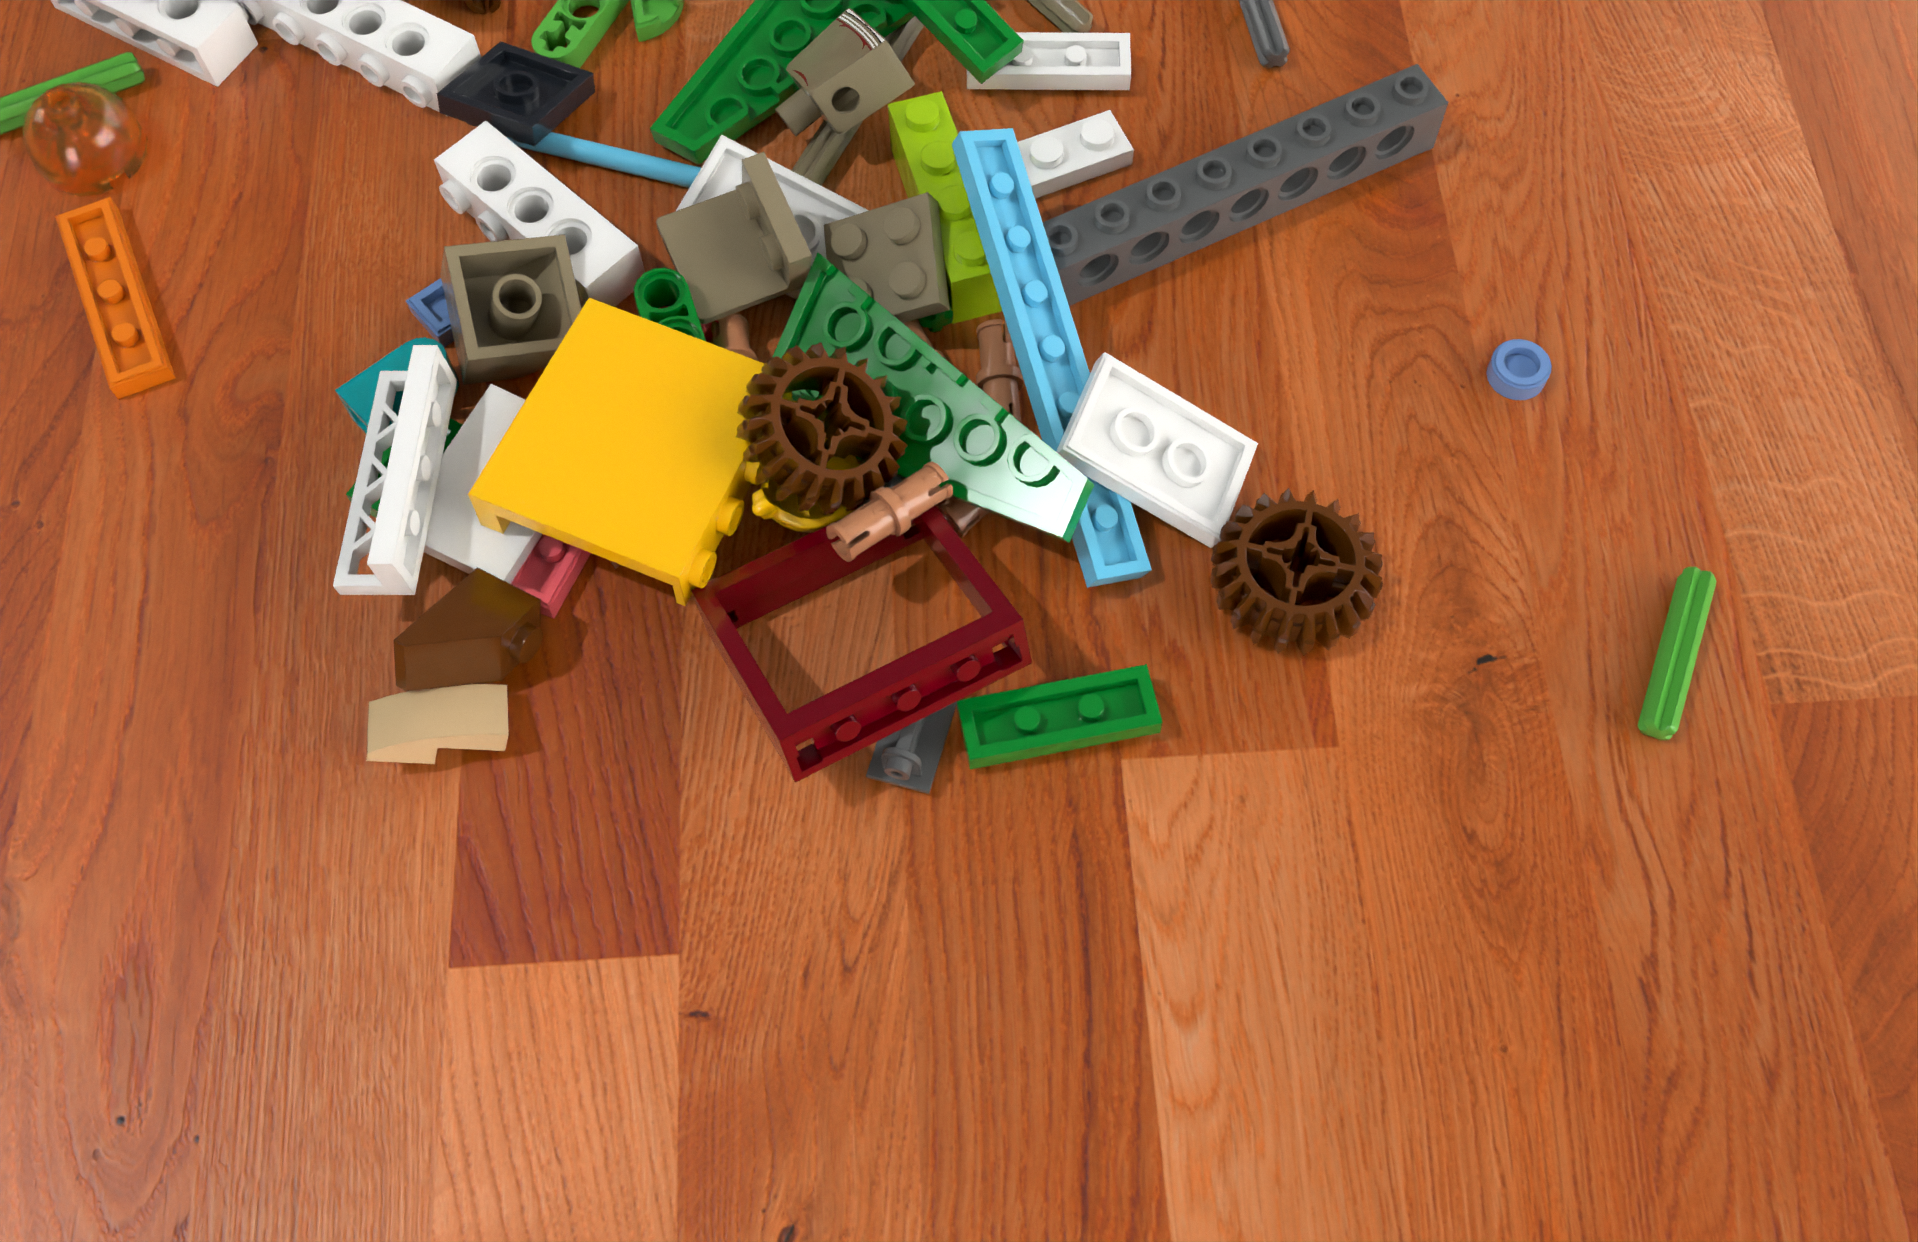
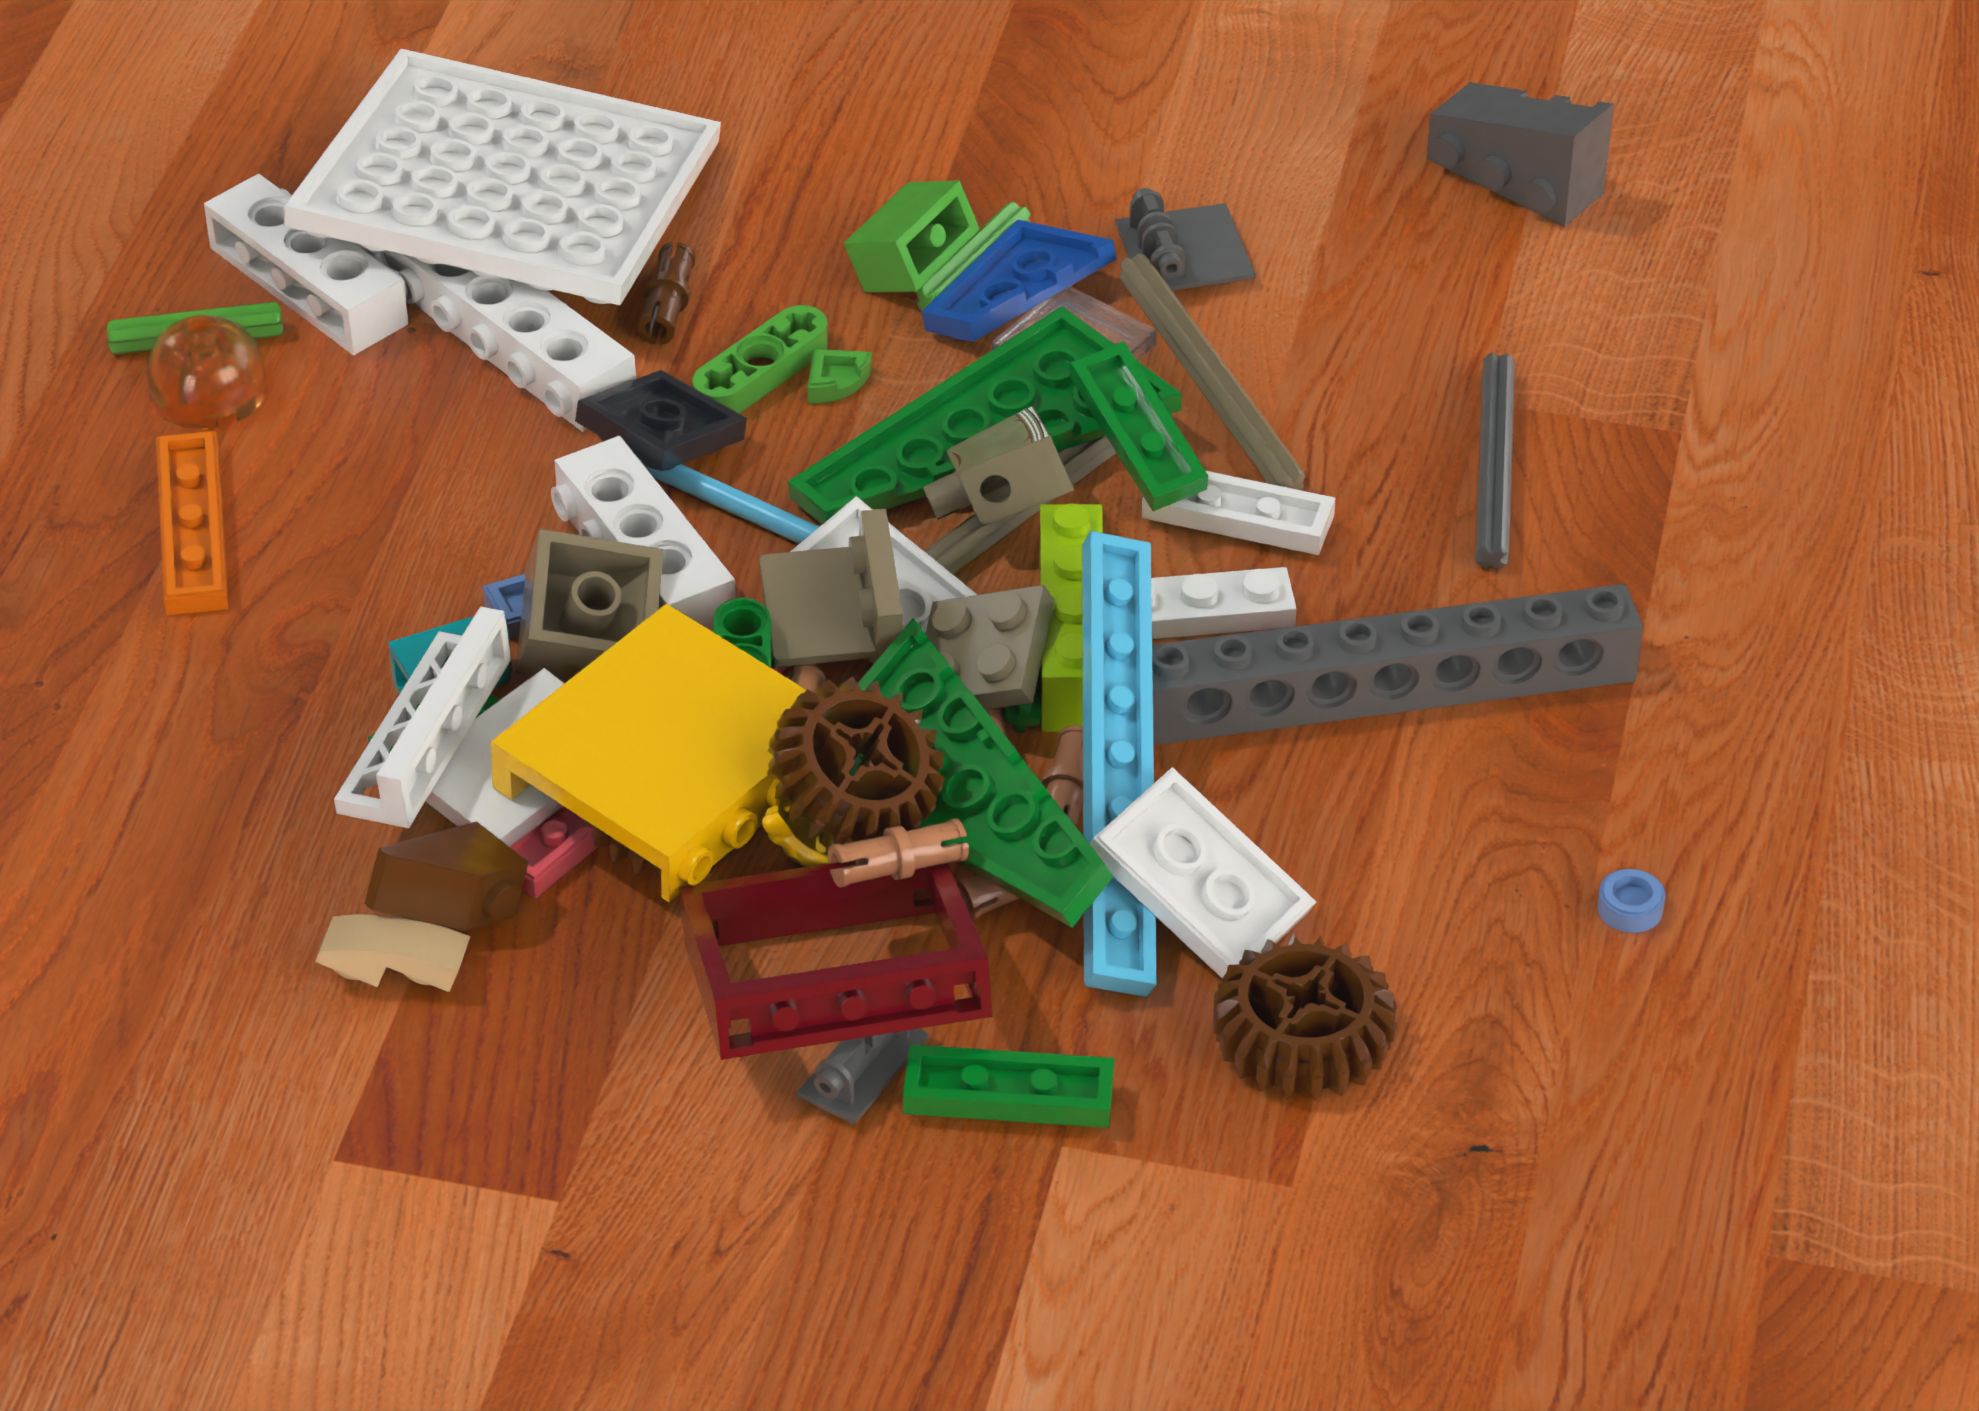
camera: 15 degrees right, 20 degrees down
(1677, 654) = (1681, 1182): bright green axle -> none

